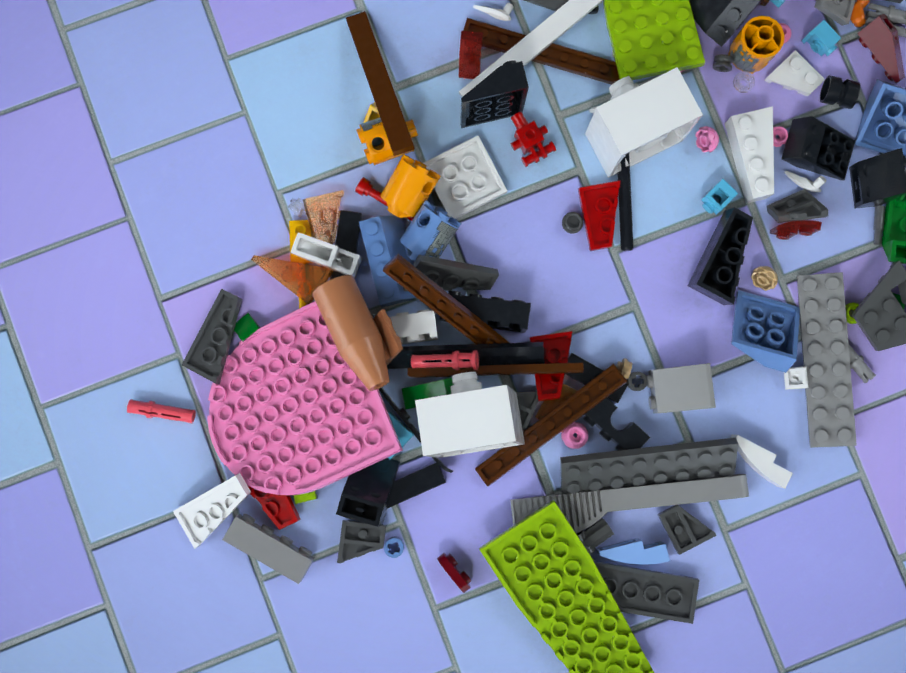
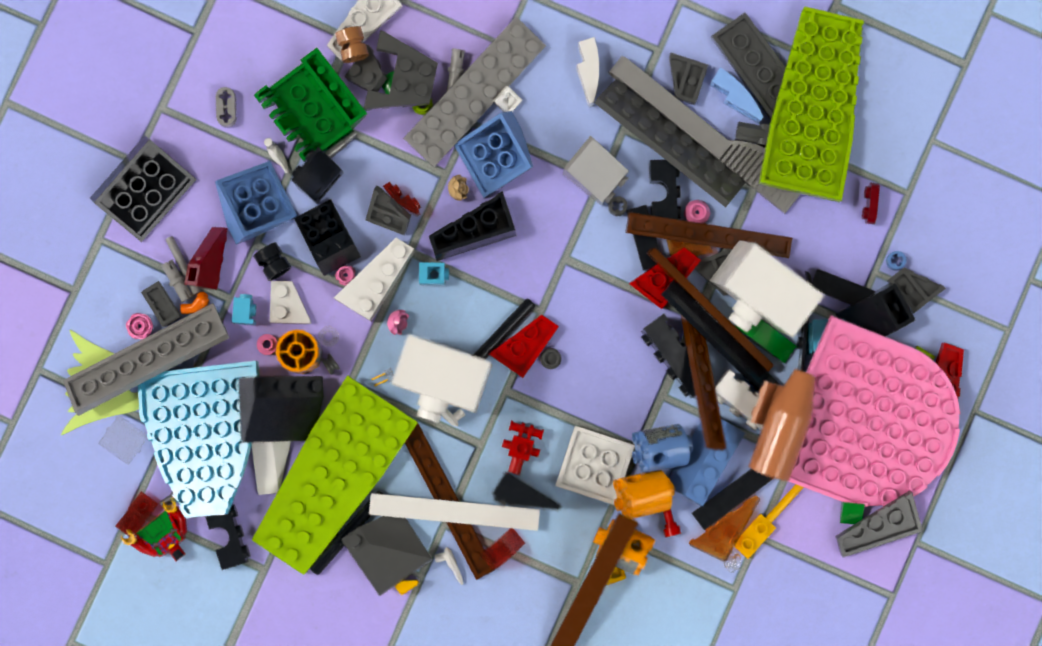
camera: 135 degrees left, 0 degrees up
(161, 411) = (971, 518): coral pin -> none
(210, 509) = (997, 409): white wing -> none
(269, 548) = (982, 344): light grey brick -> none
(297, 277) = (781, 507): clear orange wing -> none
(326, 254) = (747, 505): white slope -> none
(456, 274) = (673, 403): dark grey wing -> none
(456, 358) = (732, 341): coral pin -> none
(624, 367) = (618, 223): tan plate -> none
(806, 183) = (360, 223): white bar -> none

